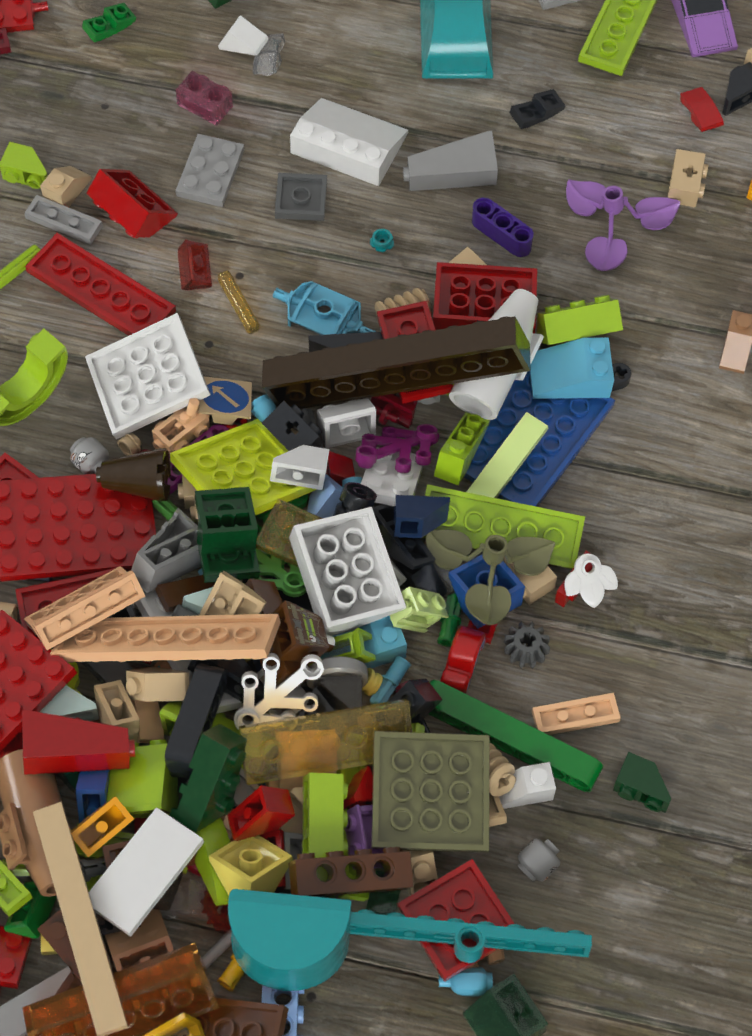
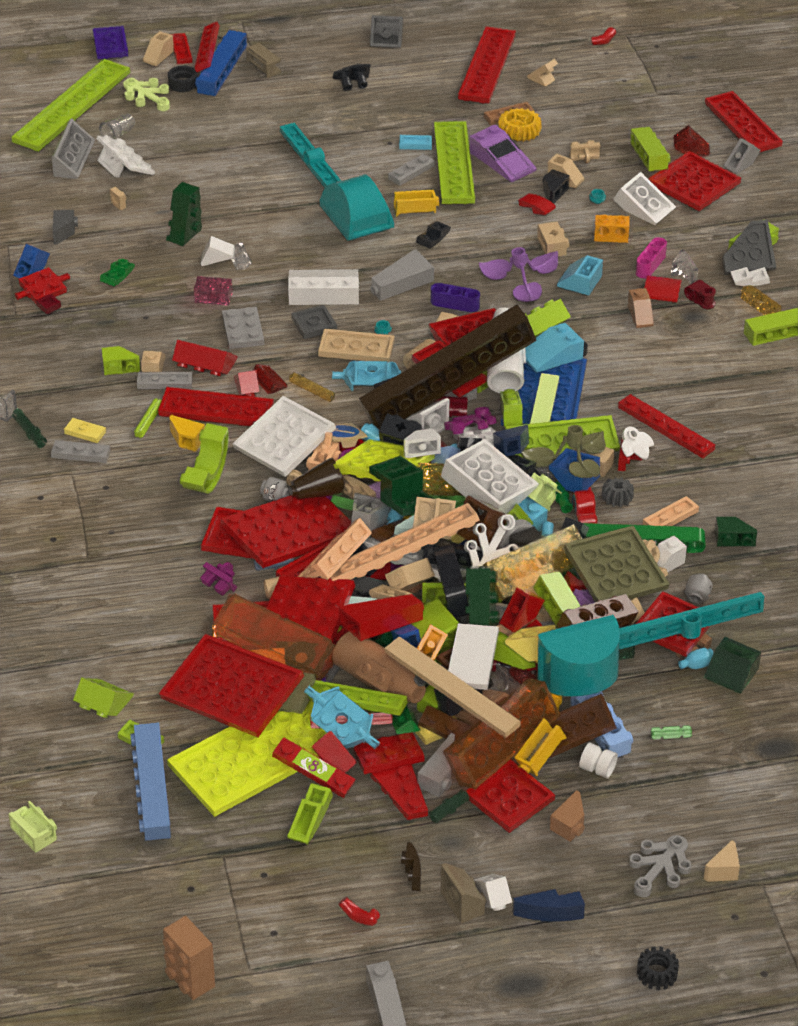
camera: 25 degrees left, 20 degrees down
(40, 314) = (186, 432): none -> yellow slope
(157, 266) = (247, 383): none -> slope
(331, 257) = (356, 345): none -> tan plate
(541, 48) = (415, 201): none -> yellow window
(661, 556) = (666, 426): none -> red plate
(689, 256) = (582, 275): none -> medium azure slope

